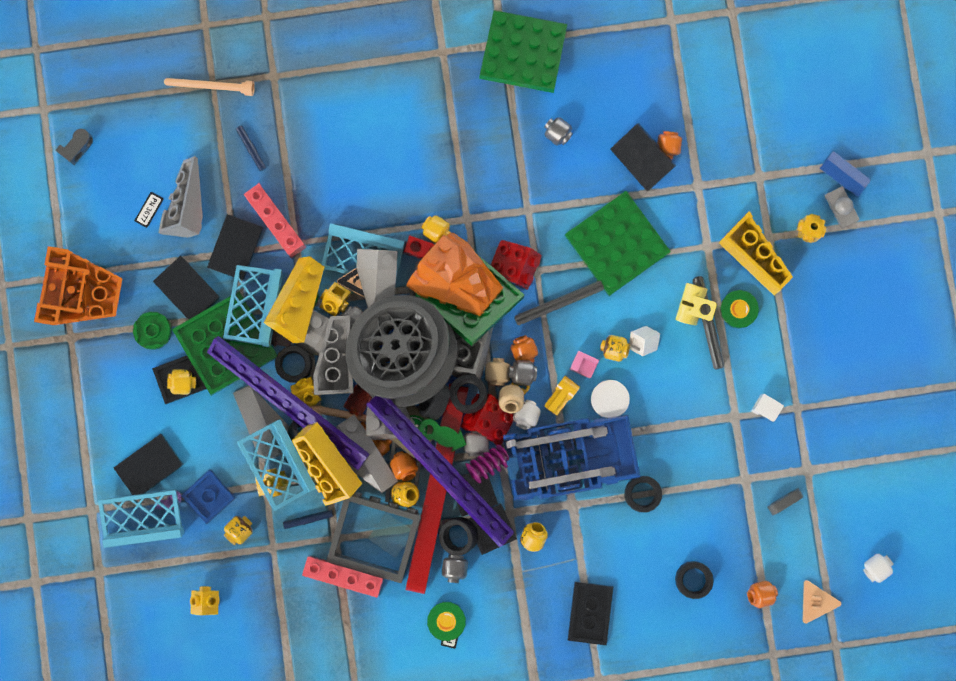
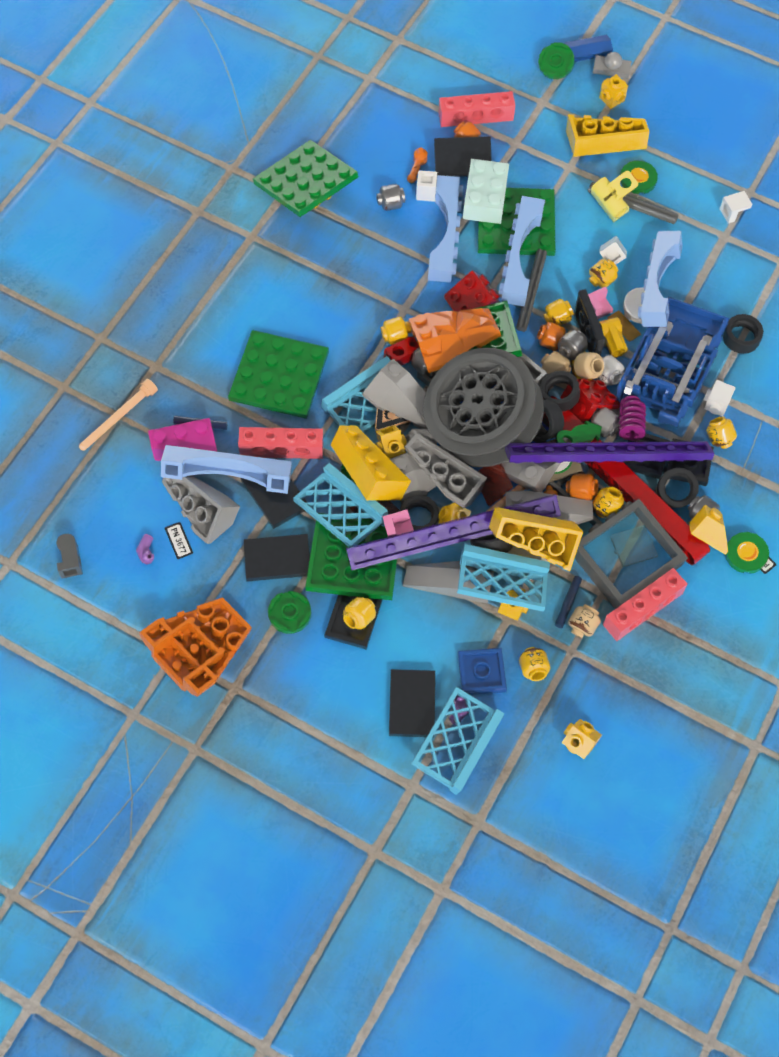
camera: 55 degrees left, 20 degrees down
(120, 193) = (143, 550): none -> medium lavender arm
(197, 166) = (183, 462): none -> light blue arch
(224, 155) = (192, 434): none -> dark pink wedge
(265, 359) = (398, 523): none -> bright pink panel
(298, 542) = (584, 621): none -> tan head
(335, 171) = (278, 374): none -> green plate
(437, 584) = (710, 528): none -> yellow slope
(529, 215) = (441, 258): none -> light blue arch
(549, 339) = (558, 312): none -> yellow head
(551, 372) = (588, 322): none -> black tile
(565, 514) = (718, 398): none -> white brick
(583, 396) = (628, 329): none -> pearl gold sticker
(591, 150) = (426, 186): none -> white panel
(616, 202) = (485, 191): none -> light aqua brick
(619, 123) = (420, 158): none -> orange piece
(621, 252) = (516, 285): none -> light blue arch
(676, 381) = (654, 307): none -> light blue arch
(702, 131) = (476, 108): none -> coral brick
(807, 158) = (556, 61): none -> green tile

